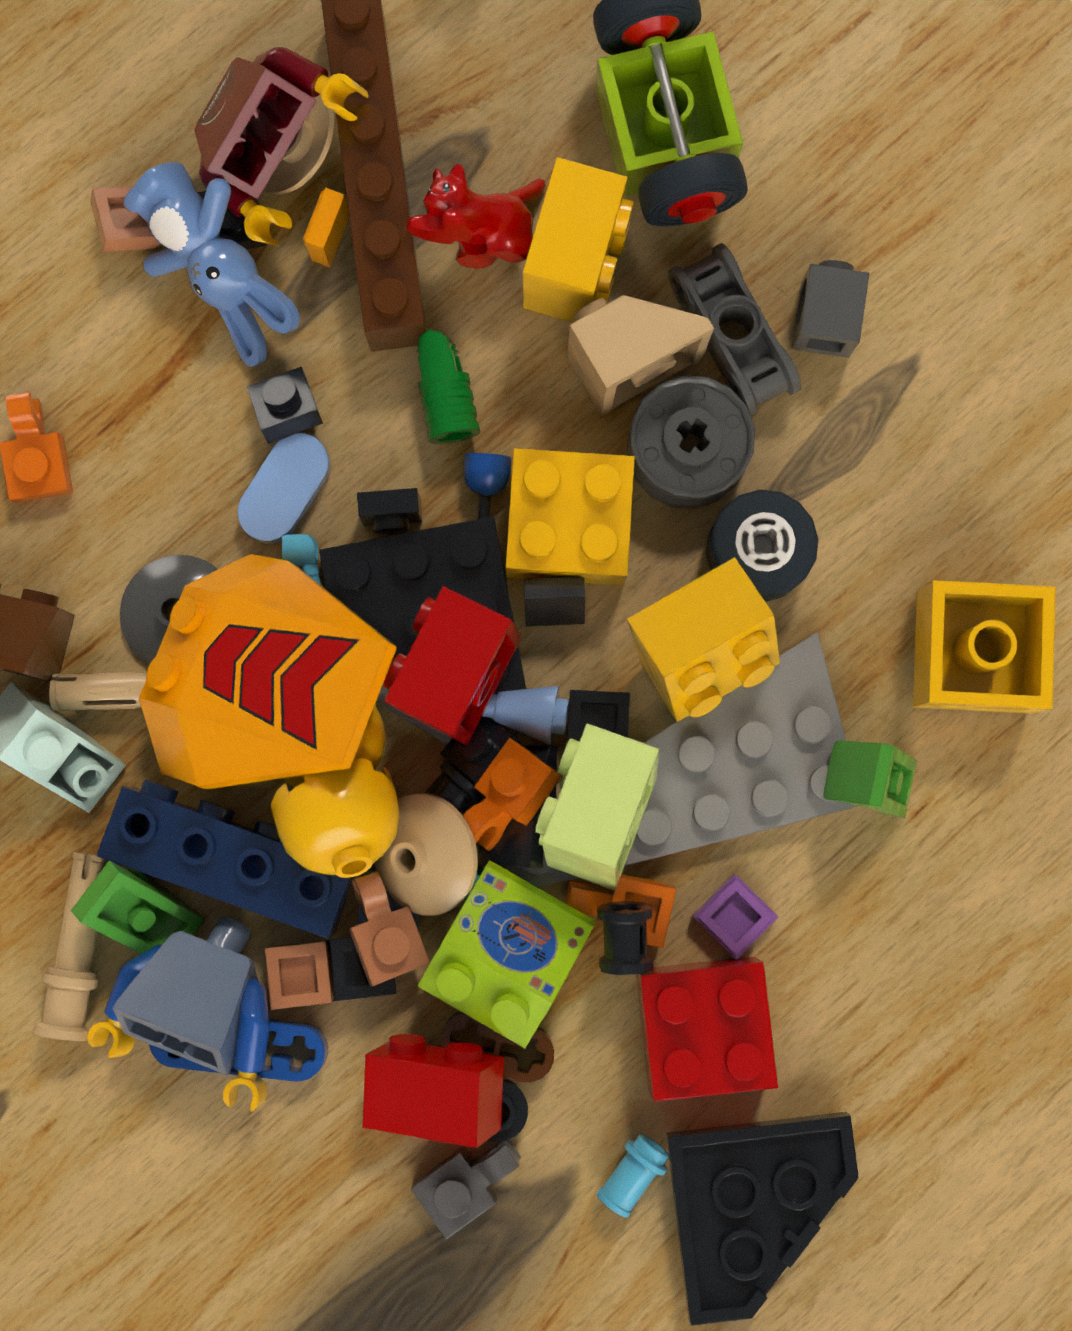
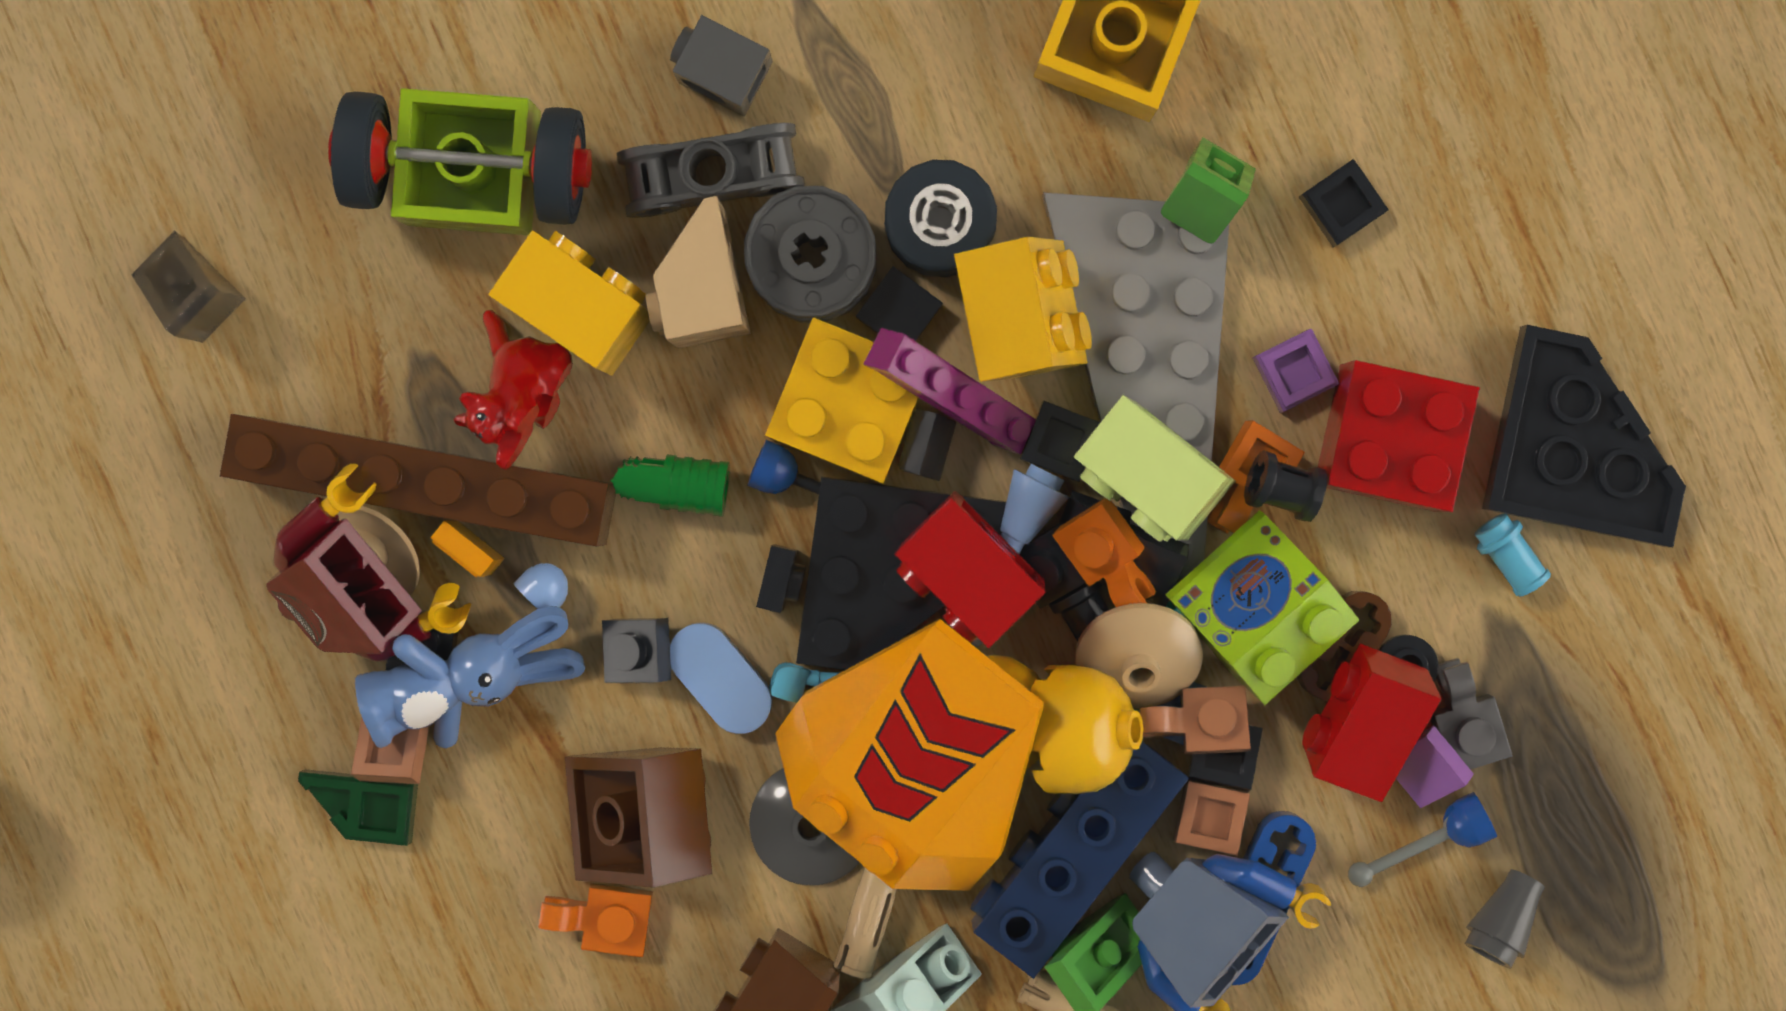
camera: 70 degrees left, 5 degrees up
(67, 216) = (364, 808): none -> dark green tile
(135, 456) = (639, 816): none -> reddish brown slope
(290, 1286) = (1506, 920): none -> dark grey cone
(315, 305) = (543, 585): none -> light blue hinge
(367, 1214) = (1463, 823): none -> hinge
(409, 1166) = (1433, 769): none -> medium lavender tile
(610, 599) = (950, 390): none -> magenta piece
(667, 539) = (899, 306): none -> black tile
(902, 909) = (1343, 203): none -> black tile

